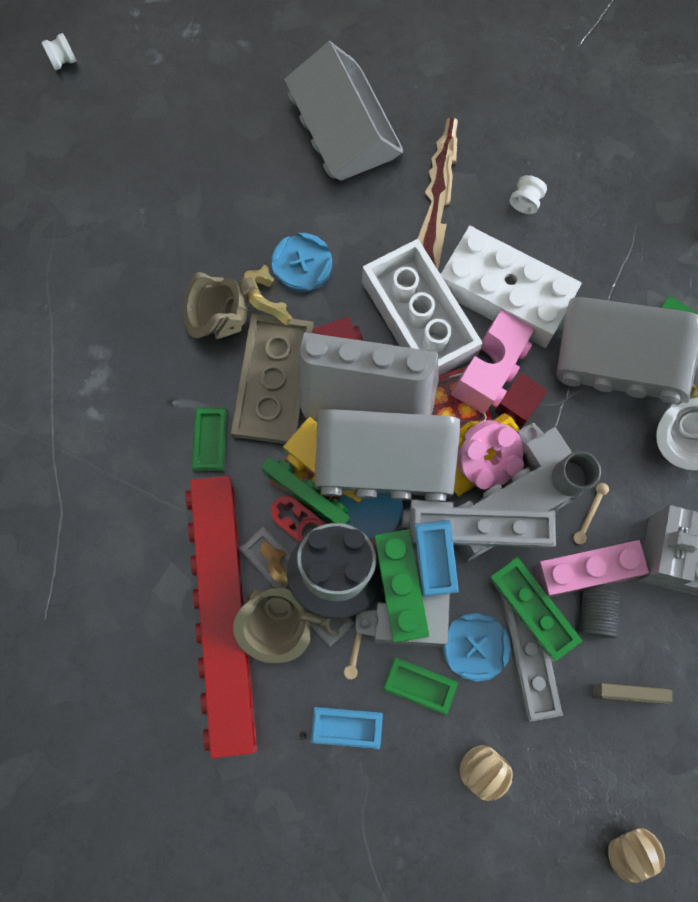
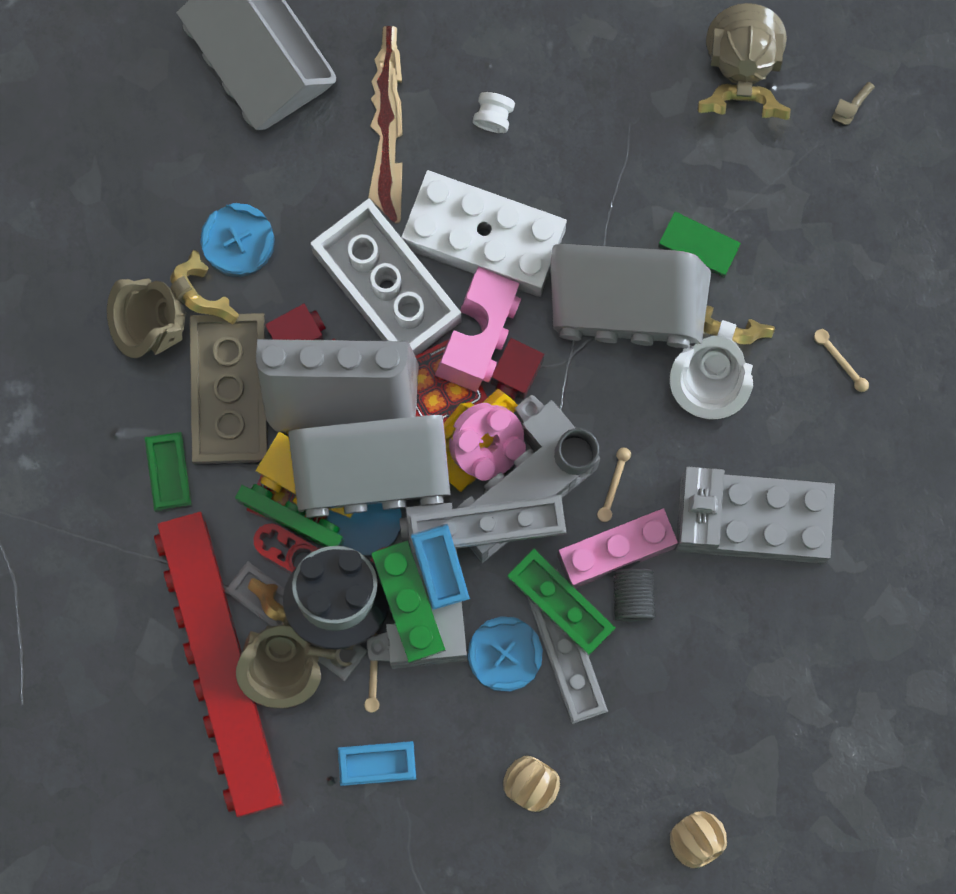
camera: 10 degrees left, 5 degrees up
(420, 686) = (449, 706): green tile -> none
(632, 693) = (678, 675): dark tan tile -> none

